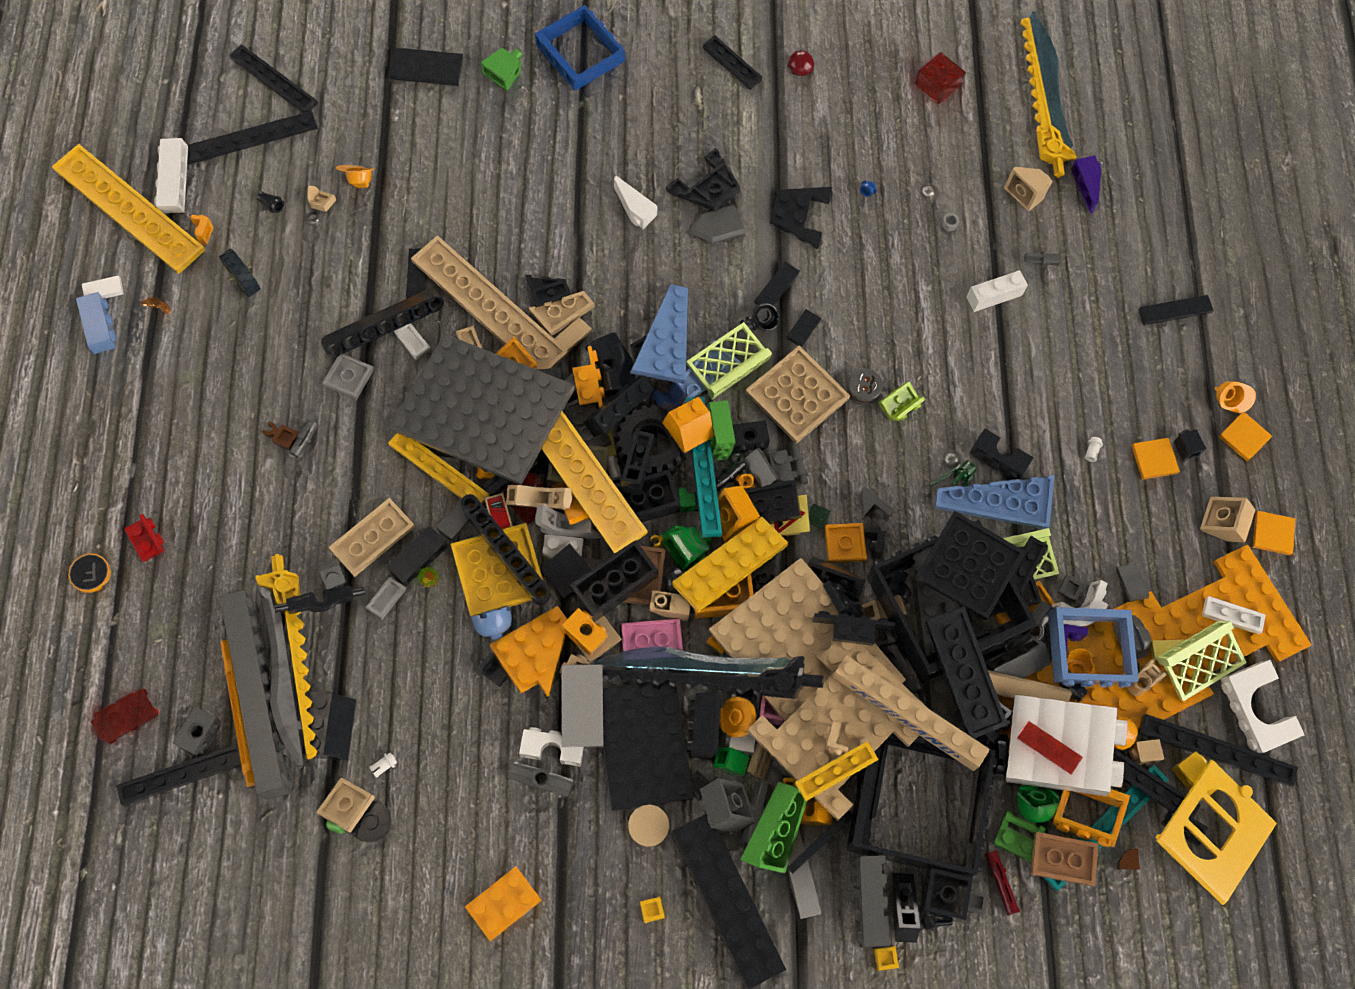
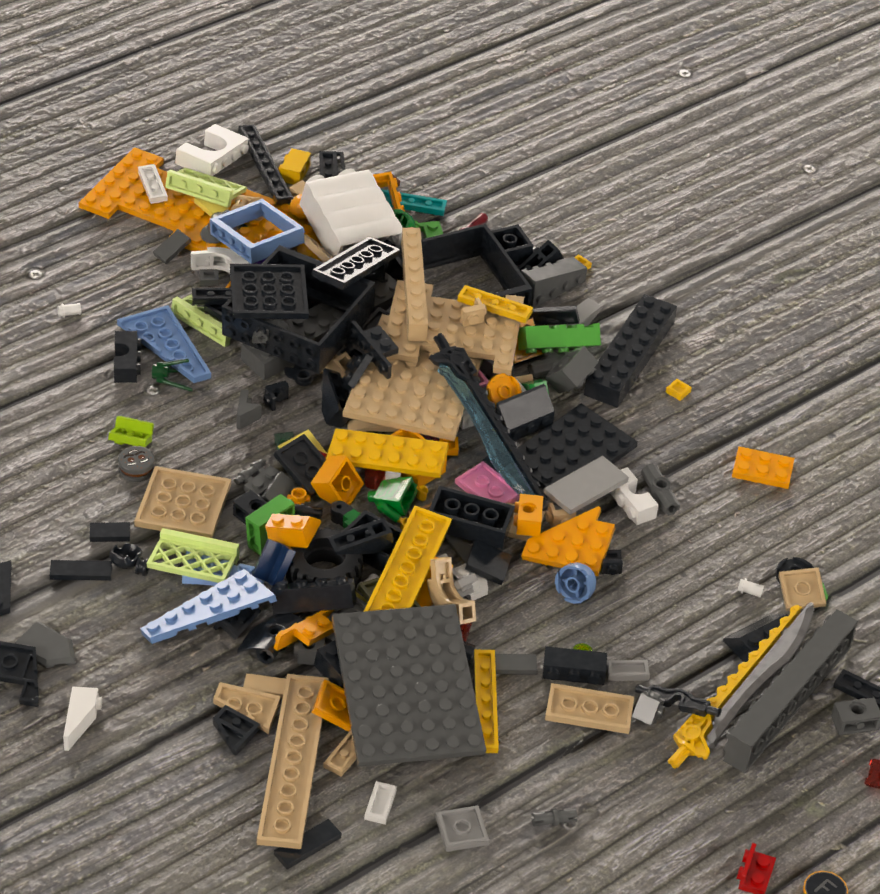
camera: 125 degrees left, 25 degrees down
(237, 715) = (801, 712): light orange piece -> none
(283, 436) = (567, 833): reddish brown plate -> none
(374, 325) = (387, 828): black beam -> none
(484, 576) = (530, 608): yellow plate -> none
(498, 510) = (484, 635): red slope -> none
(509, 557) = (513, 602): black beam -> none
(648, 825) = (626, 418): tan tile -> none
(668, 577) = (429, 488): black hair -> none
(670, 605) = (452, 478): tan slope -> none
(697, 783) = (567, 405): black tile -> none
(706, 488) = (334, 503): teal plate -> none
(845, 542) = (292, 415): light orange tile -> none
(1049, 747) = (365, 209): clear red tile -> none
(1064, 859) = (425, 200): medium nougat plate -> none
(1155, 458) = (44, 275): light orange tile -> none
(1189, 444) = (15, 258): black brick -> none
(1228, 518) = (66, 217): tan slope -> none
(1249, 834) = (361, 135): yellow door -> none
(1274, 533) = (53, 194): light orange tile -> none

